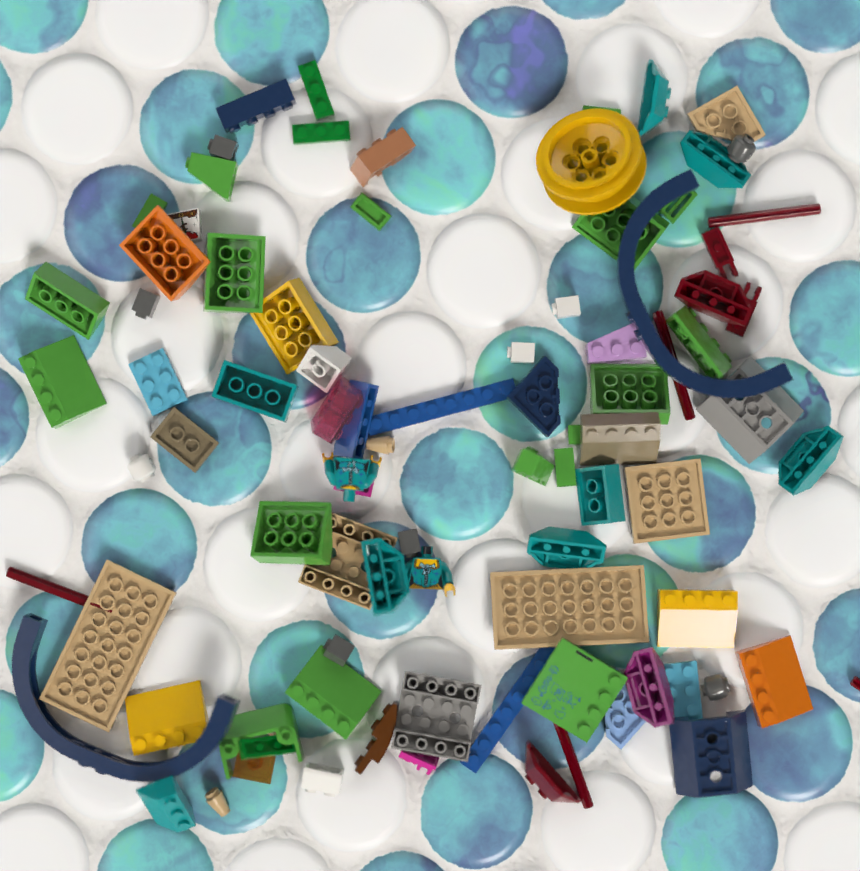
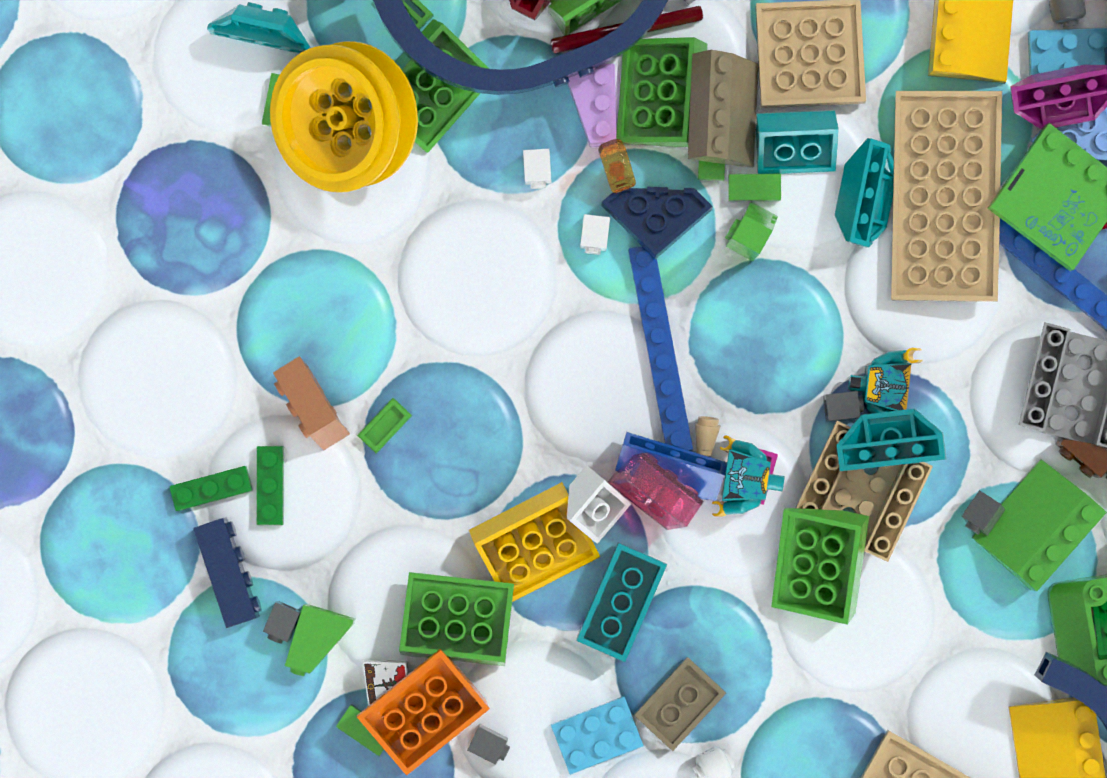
camera: 80 degrees left, 0 degrees up
(572, 363) = (616, 165): none -> clear orange piece

